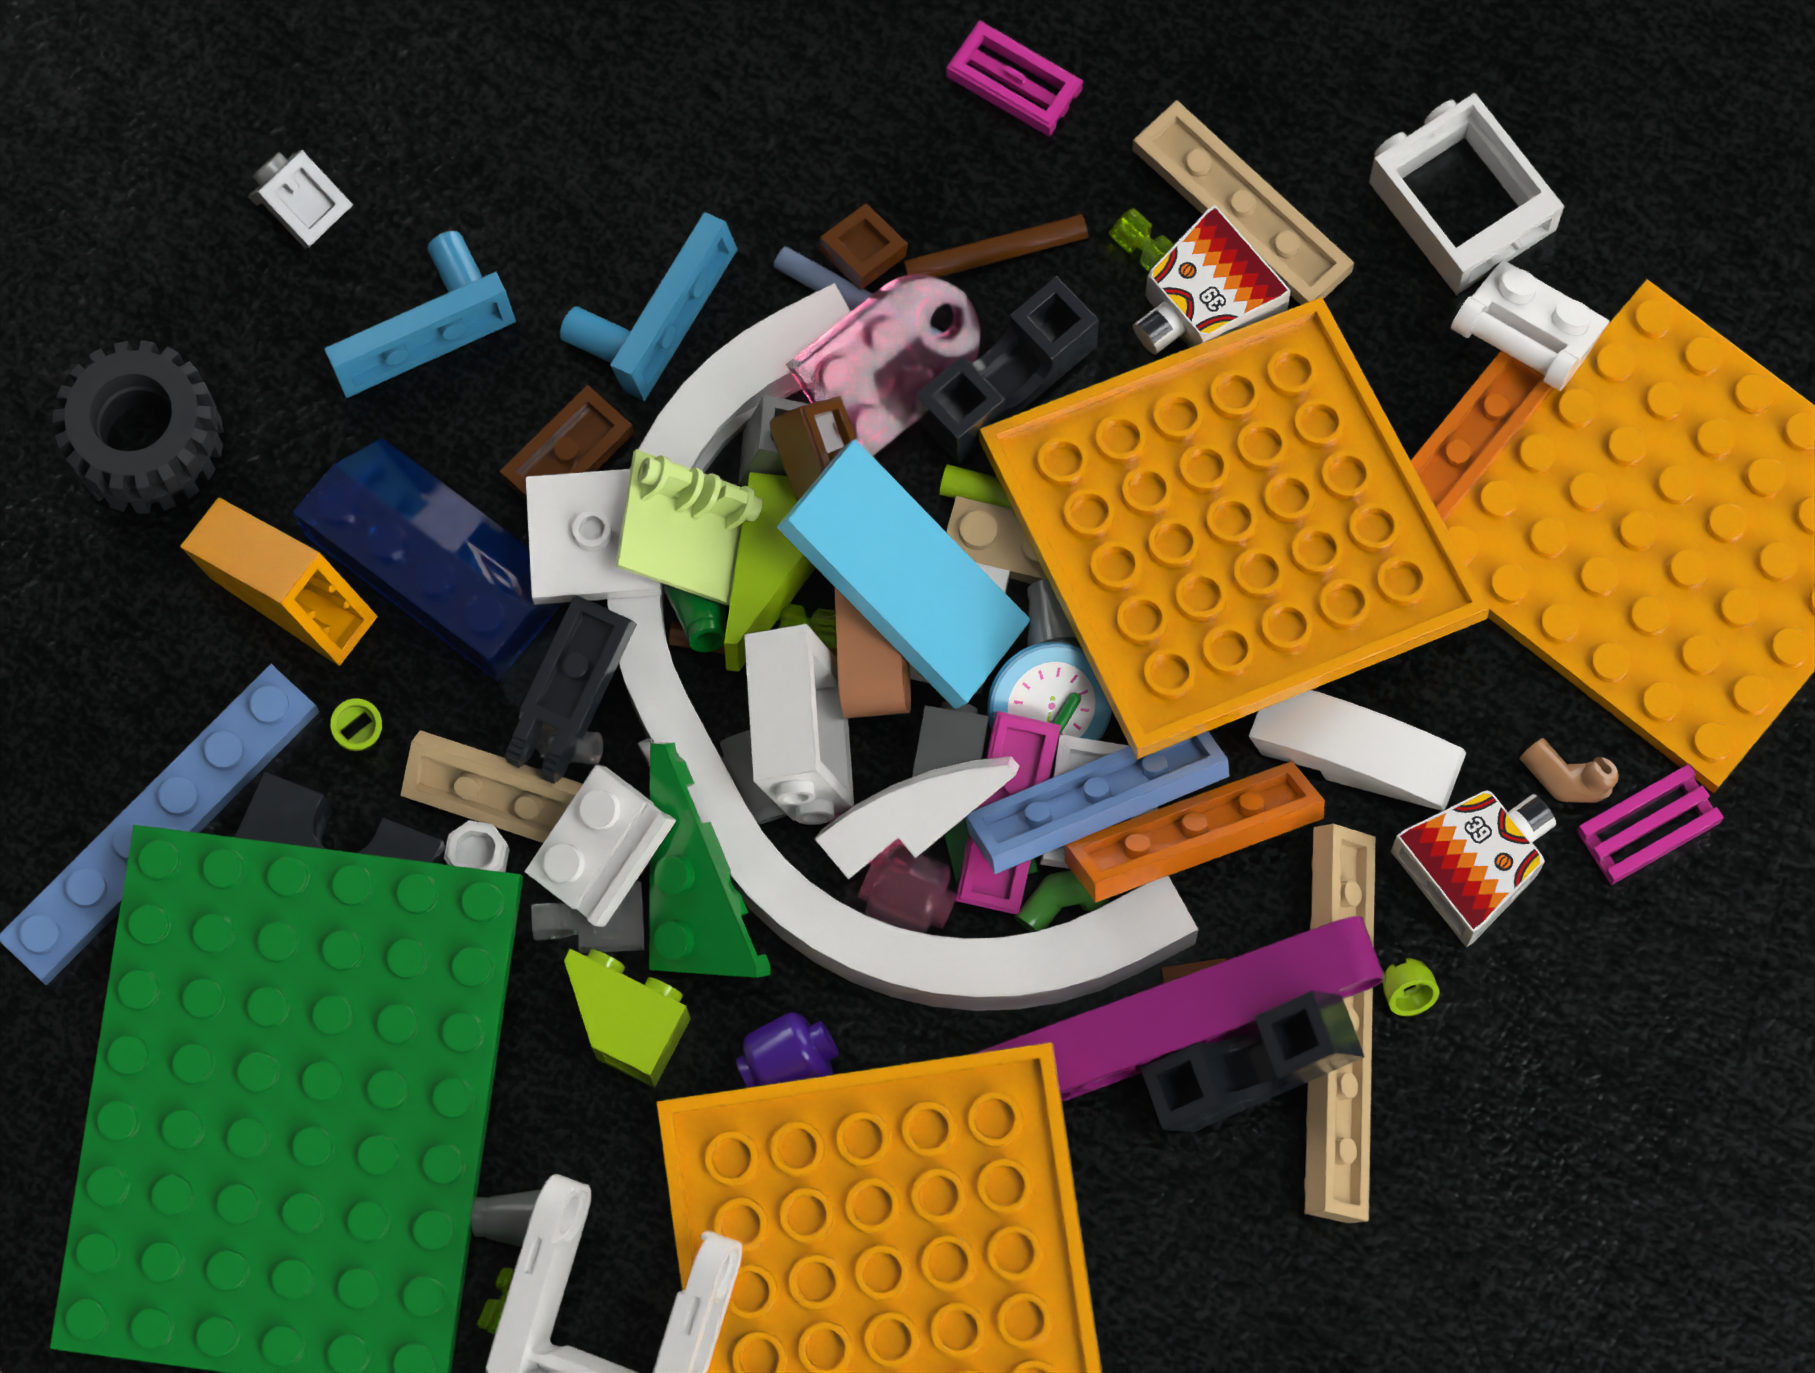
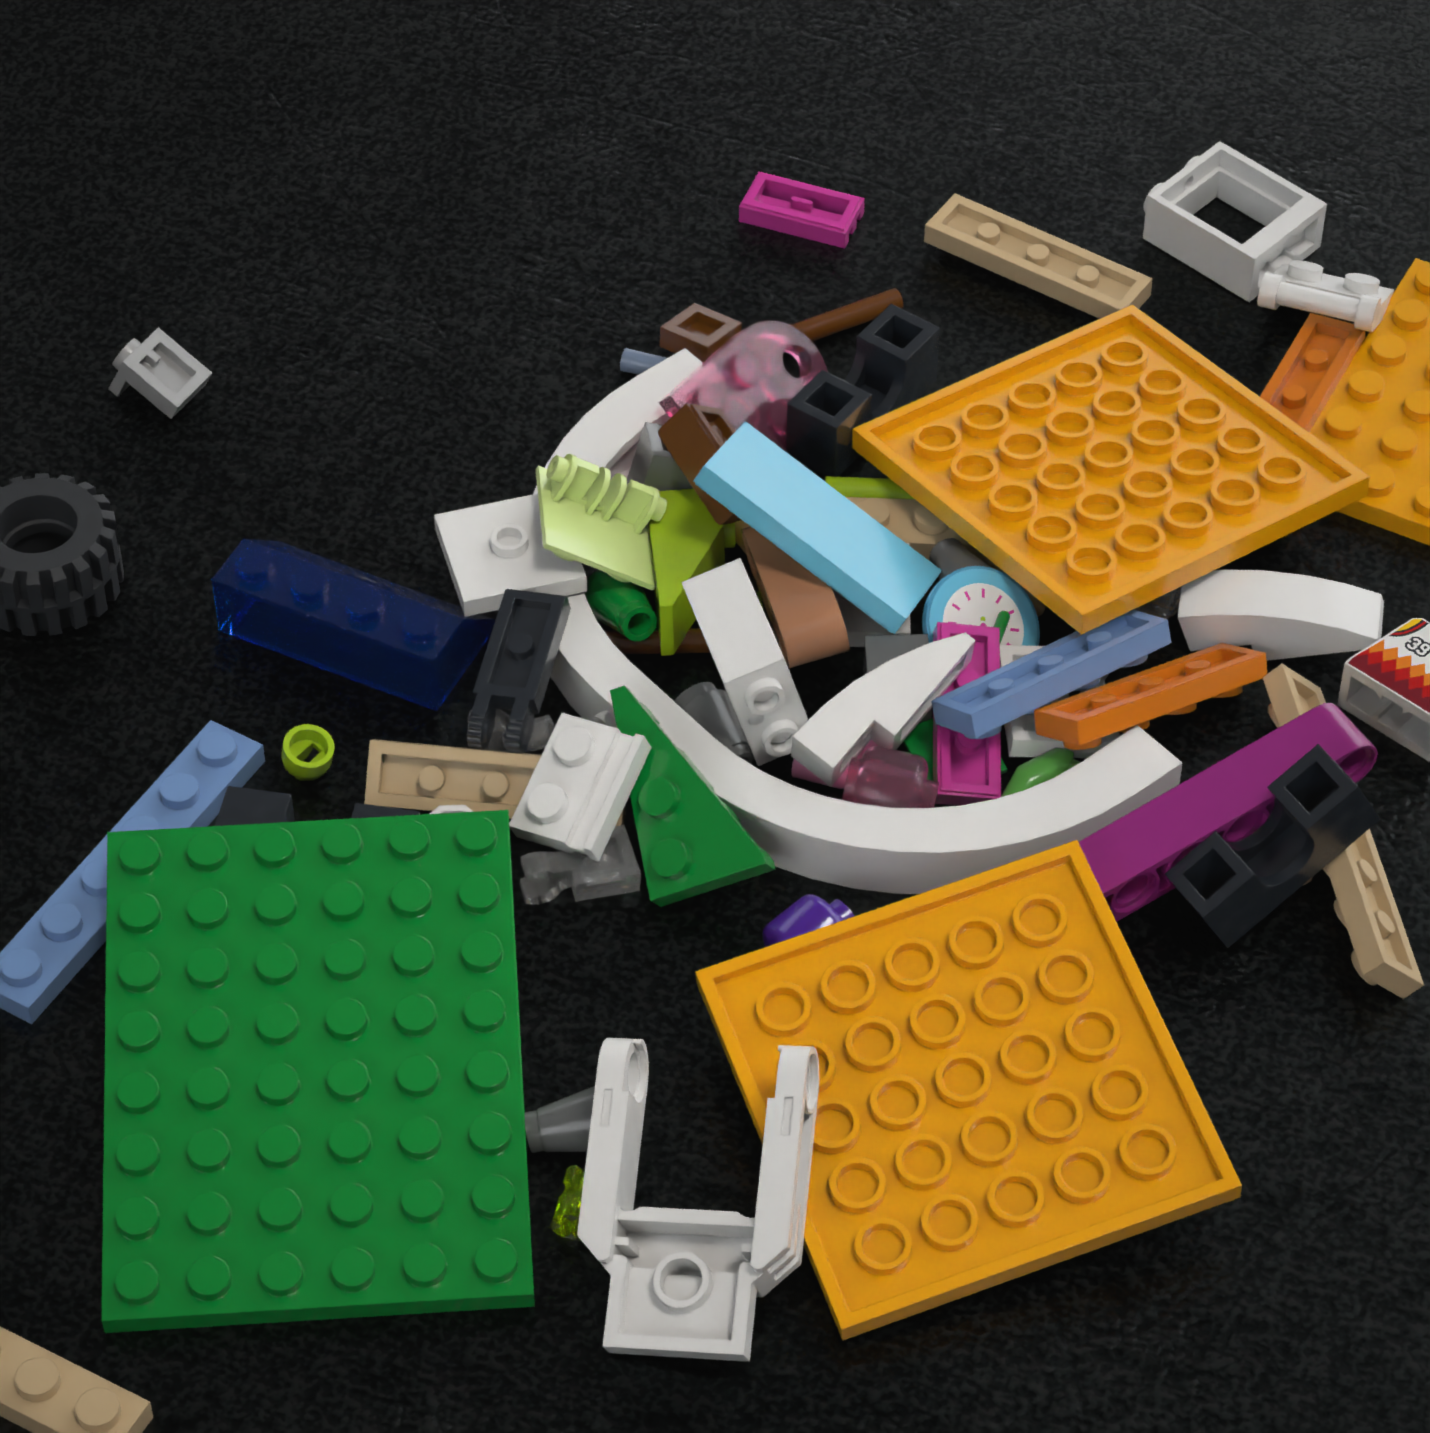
camera: 15 degrees left, 25 degrees down
(280, 579) = (208, 645): light orange slope -> none
(463, 315) = (303, 451): dark azure piece -> none
(572, 442) = (468, 490): reddish brown plate -> none
(626, 1021) = (636, 936): lime slope -> none
(645, 351) = (529, 410): dark azure piece -> none
(1133, 232) = (944, 293): clear neon green piece -> none
(1208, 287) = (1026, 307): torso -> none
(1414, 999) = (1404, 787): lime hinge -> none

